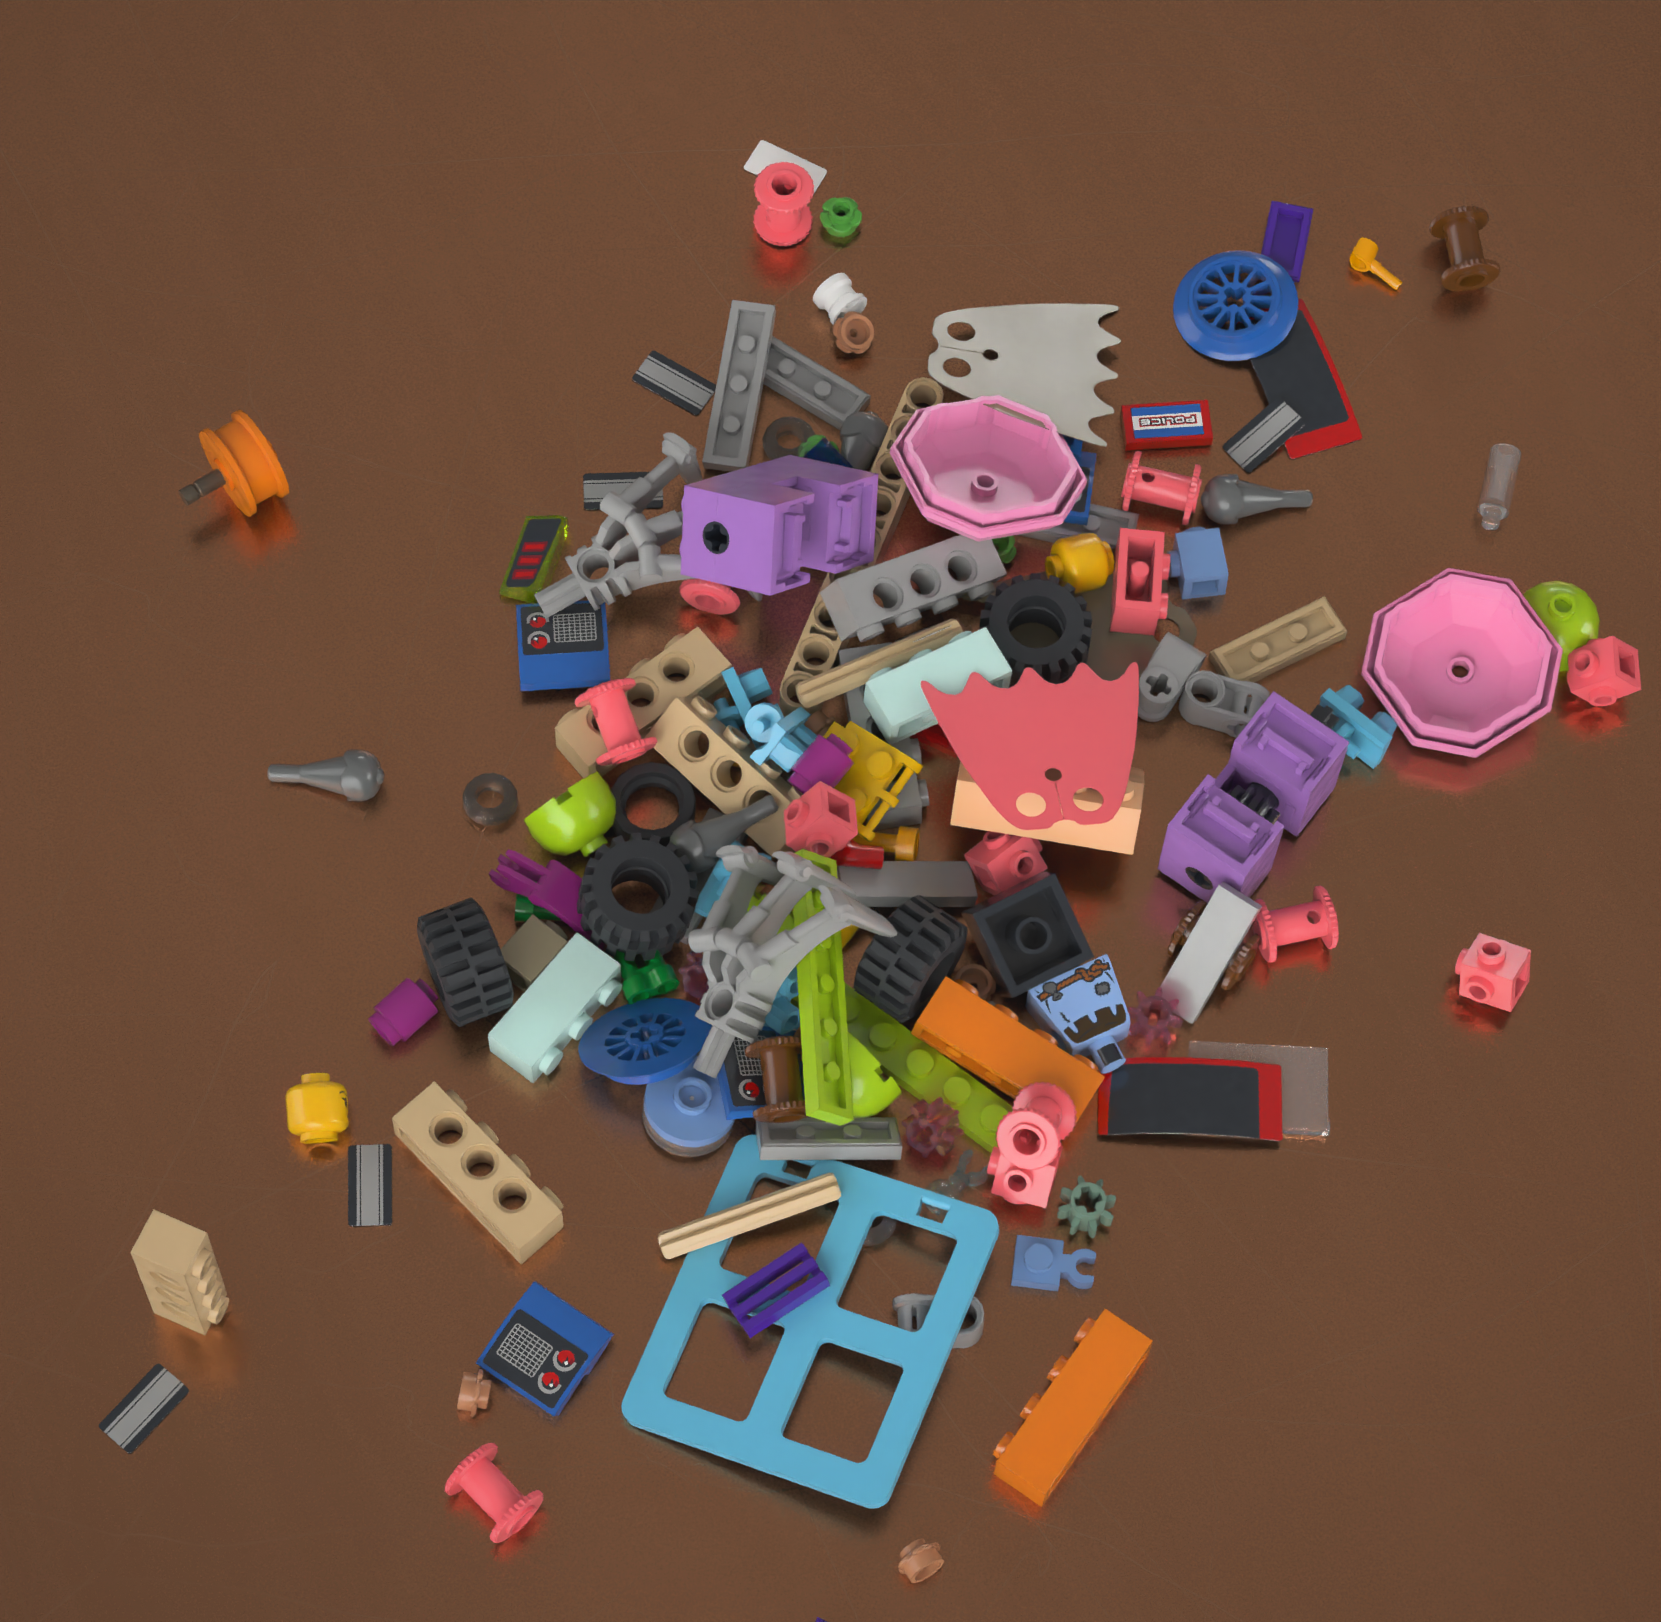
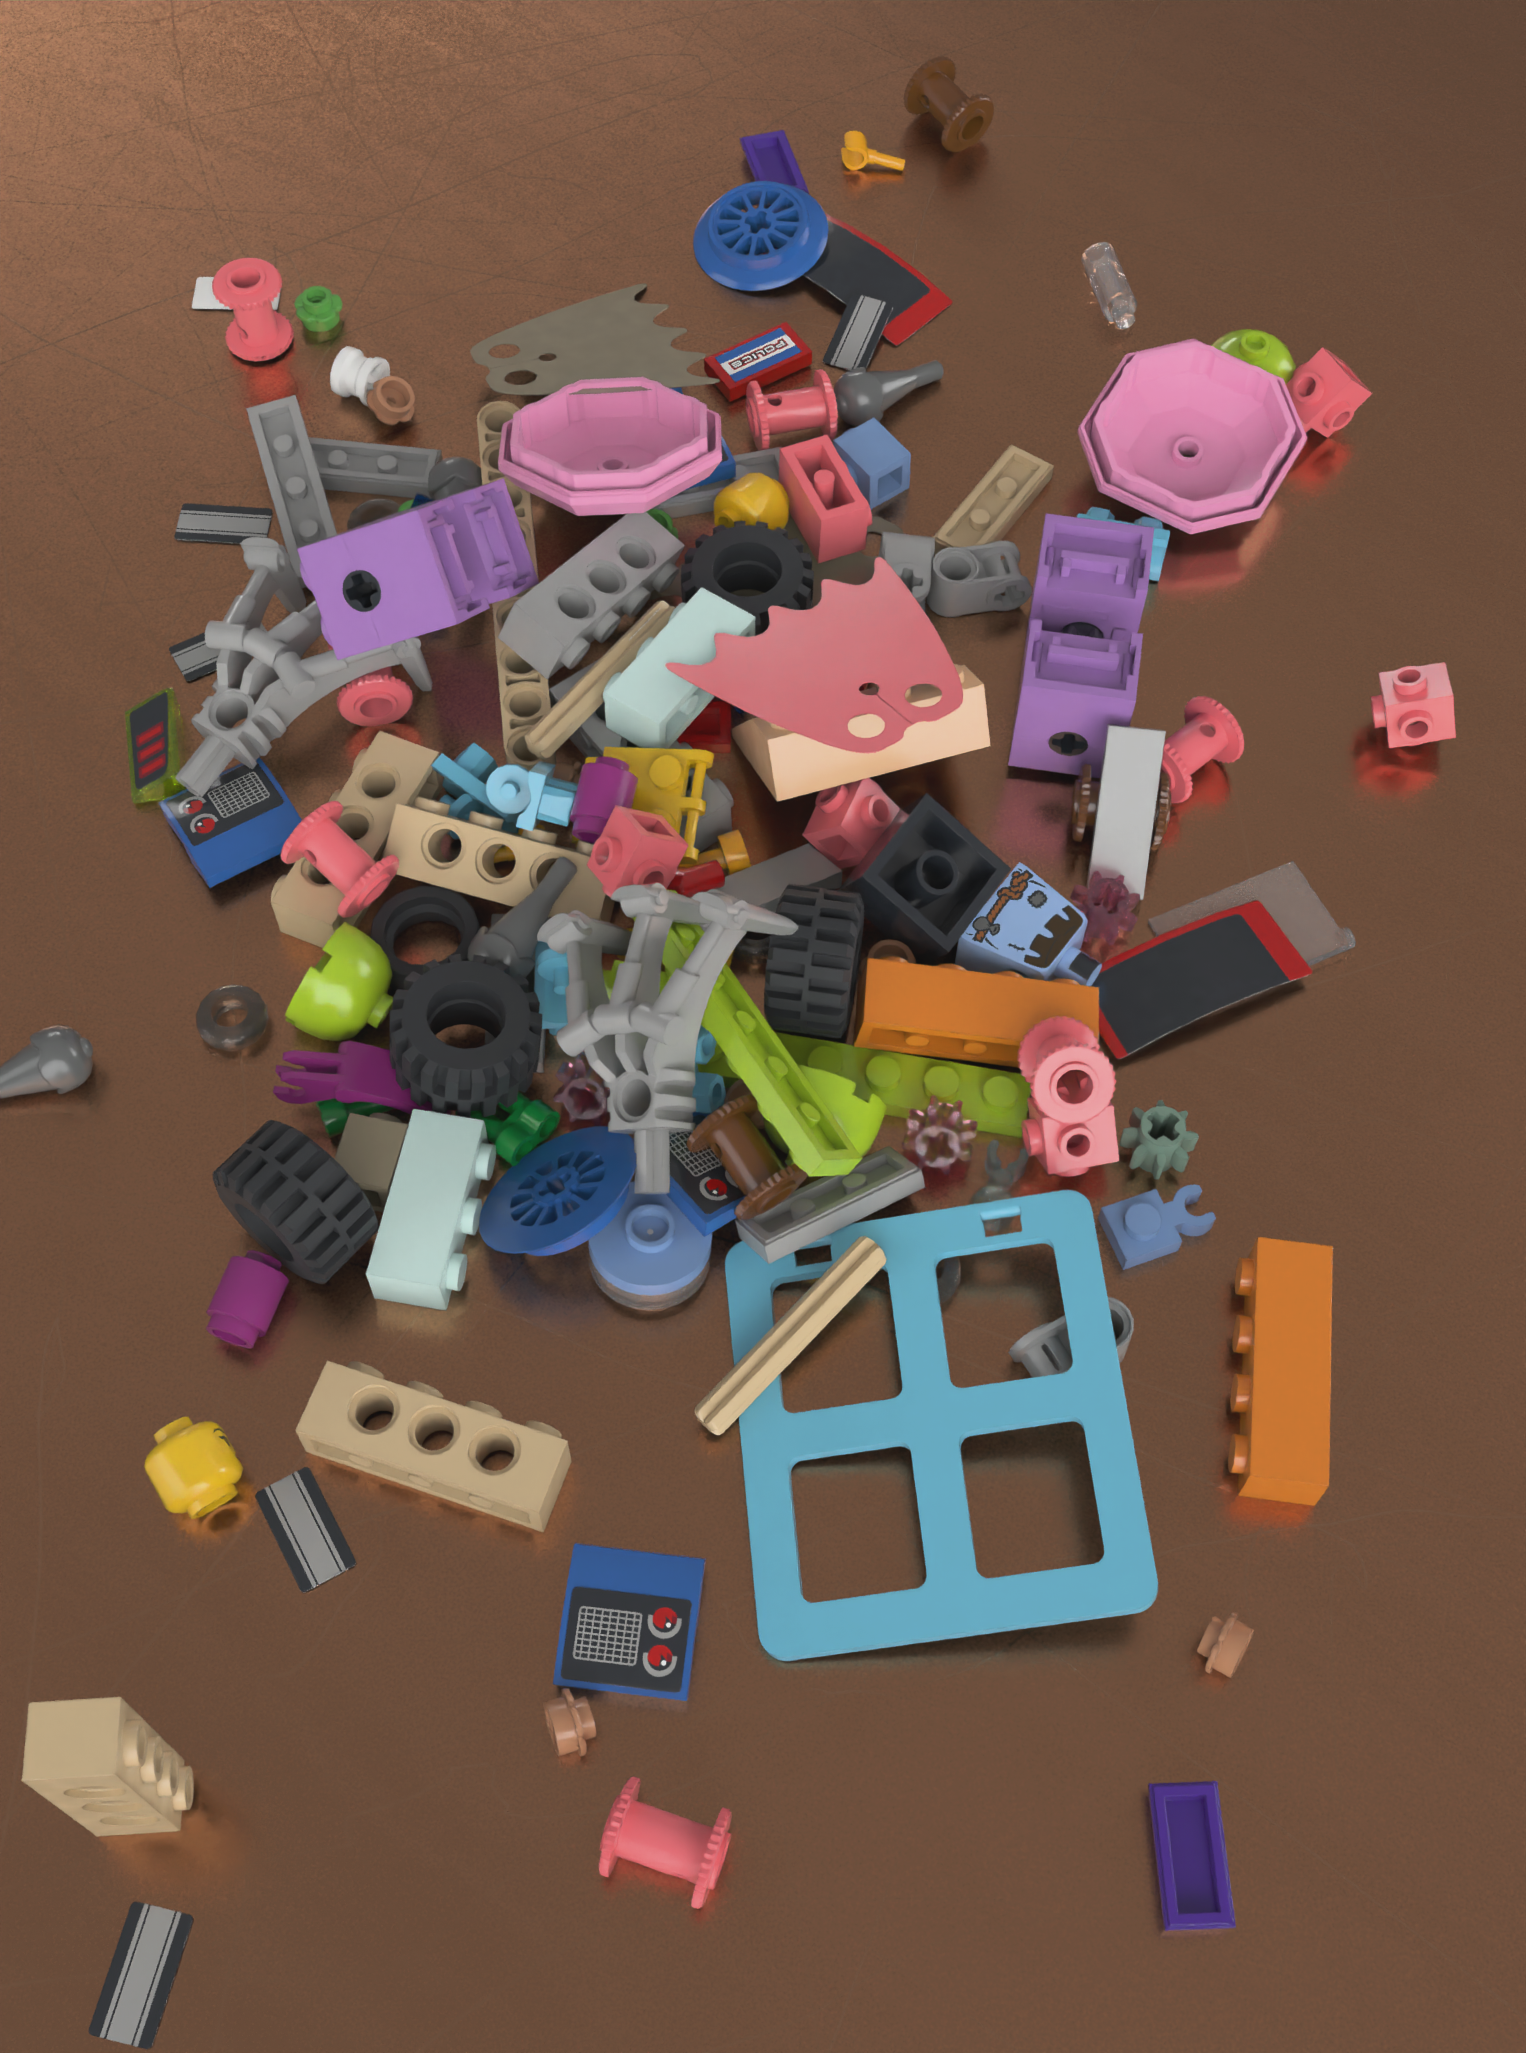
camera: 25 degrees left, 5 degrees down
(765, 1276) = (898, 1357): dark purple tile -> none

